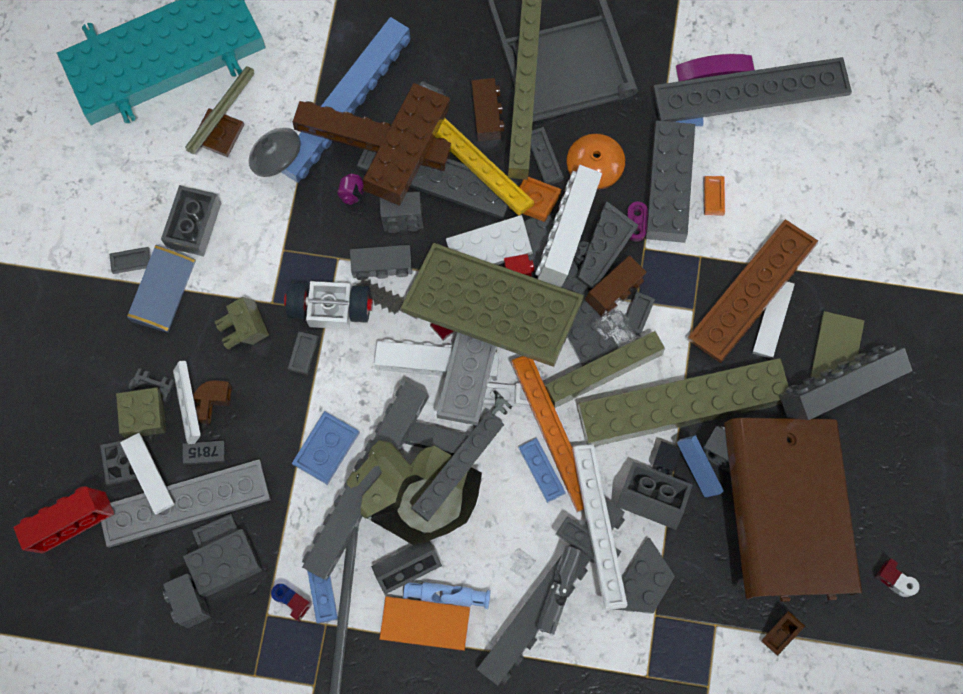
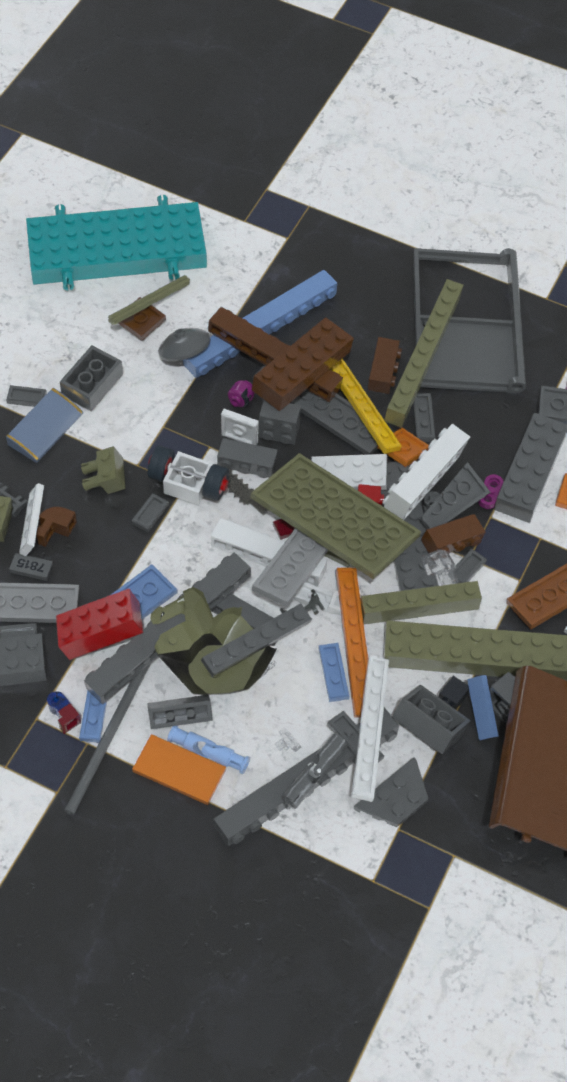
camera: 10 degrees right, 15 degrees down
(296, 501) = (99, 624): none -> red brick
(363, 232) = (239, 427): none -> white tile
(611, 159) = (482, 434): orange dish -> none
(782, 633) = (516, 877): reddish brown slope -> none

